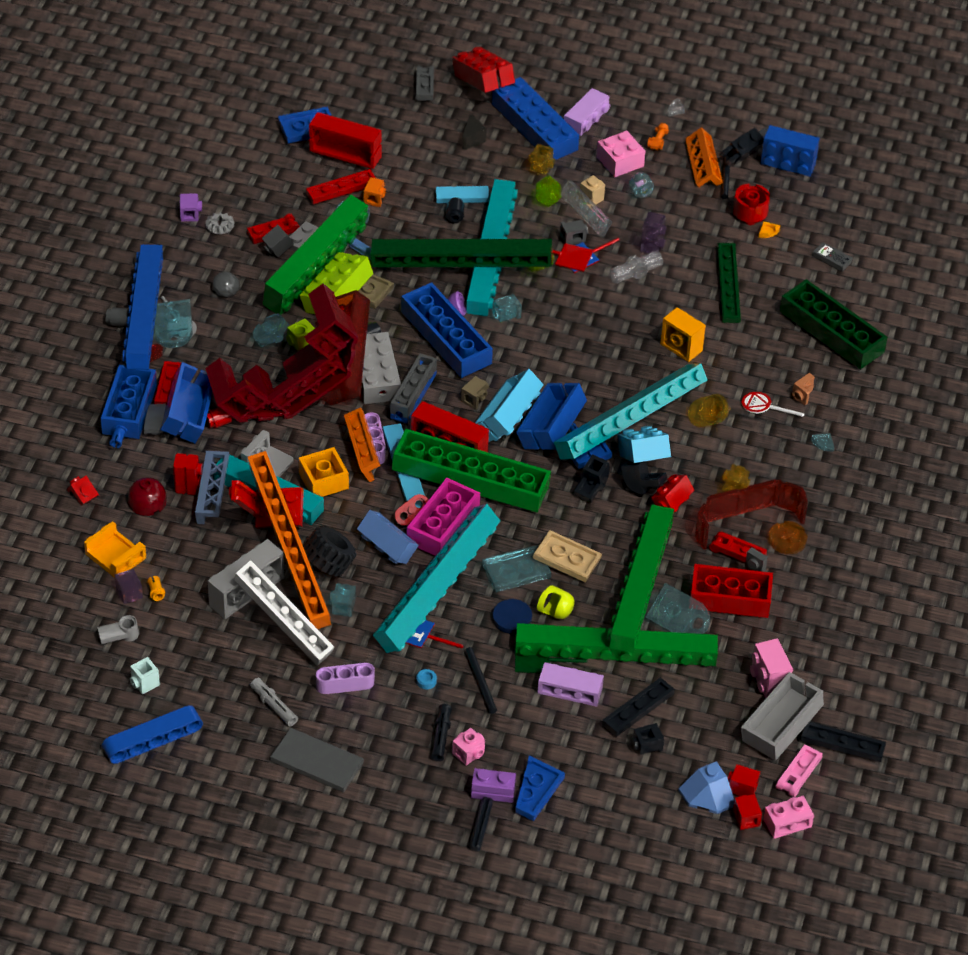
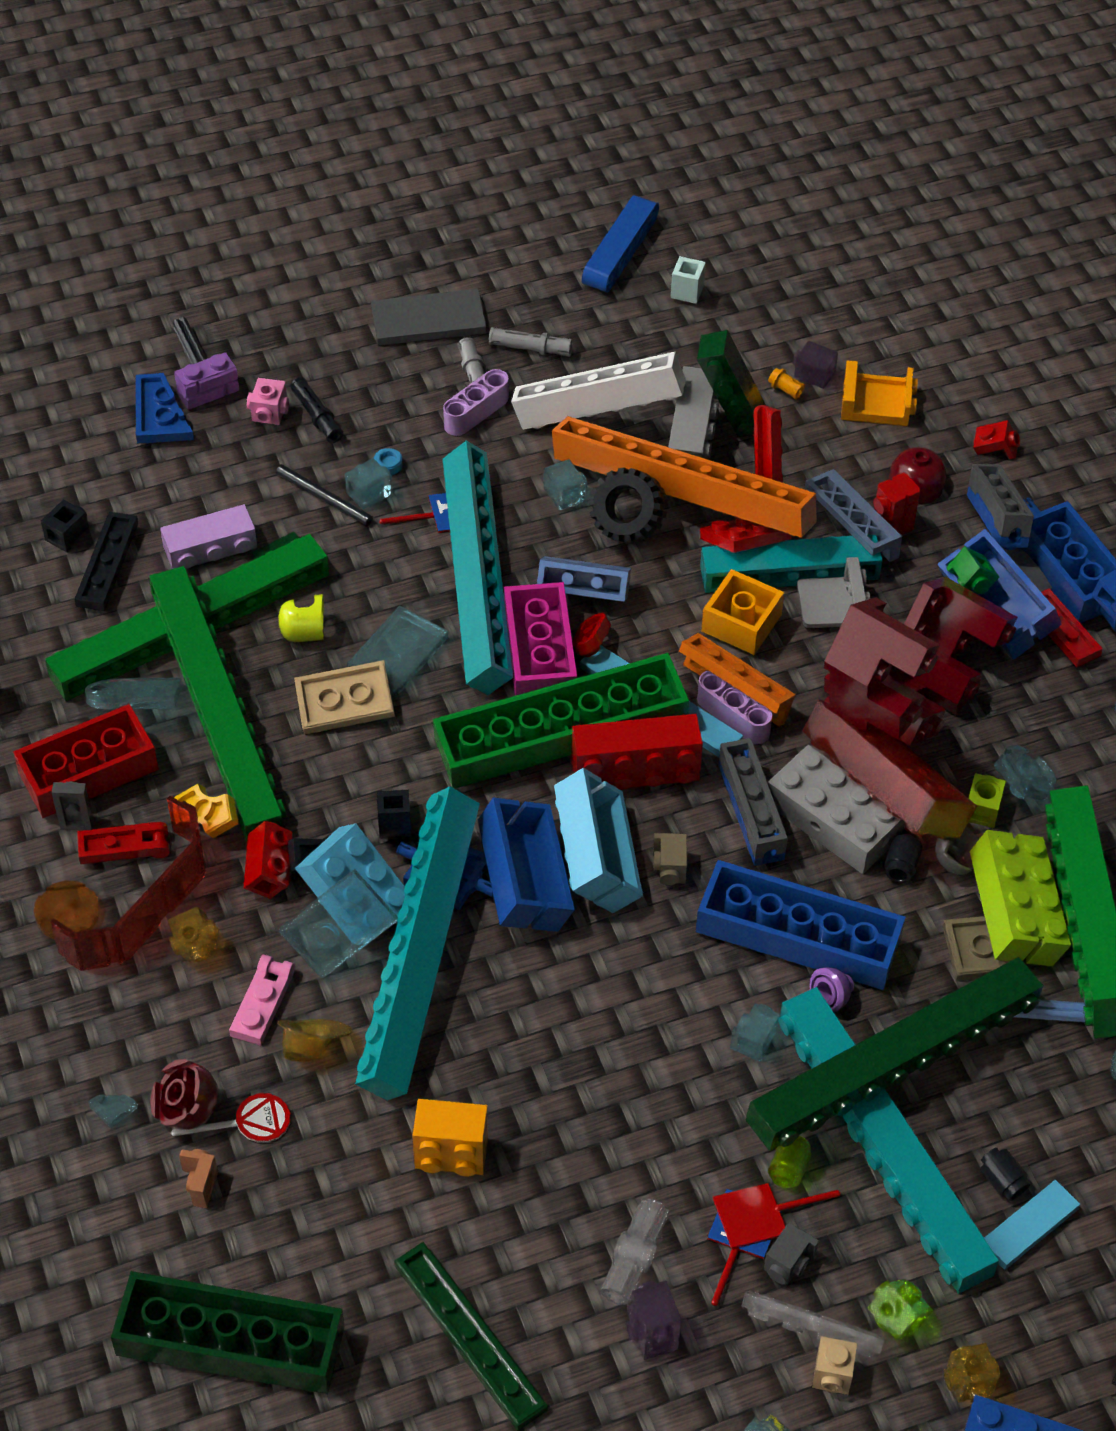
camera: 145 degrees right, 5 degrees up
(124, 629) = (771, 316): light grey piece -> none
(137, 436) = (1000, 506): none -> dark grey piece
(195, 408) = (973, 570): none -> green brick
(209, 563) = (730, 380): none -> dark green brick
(322, 707) = (471, 361): none -> light grey pin
(452, 664) = (368, 483): none -> clear light blue brick
(509, 613) = (351, 587): dark blue tile -> none
(673, 434) = (338, 924): none -> clear light blue tile
(688, 541) = (214, 813): none -> yellow tile
(720, 446) = (262, 1000): none -> bright pink plate
(790, 413) = (184, 1095): none -> dark red cylinder

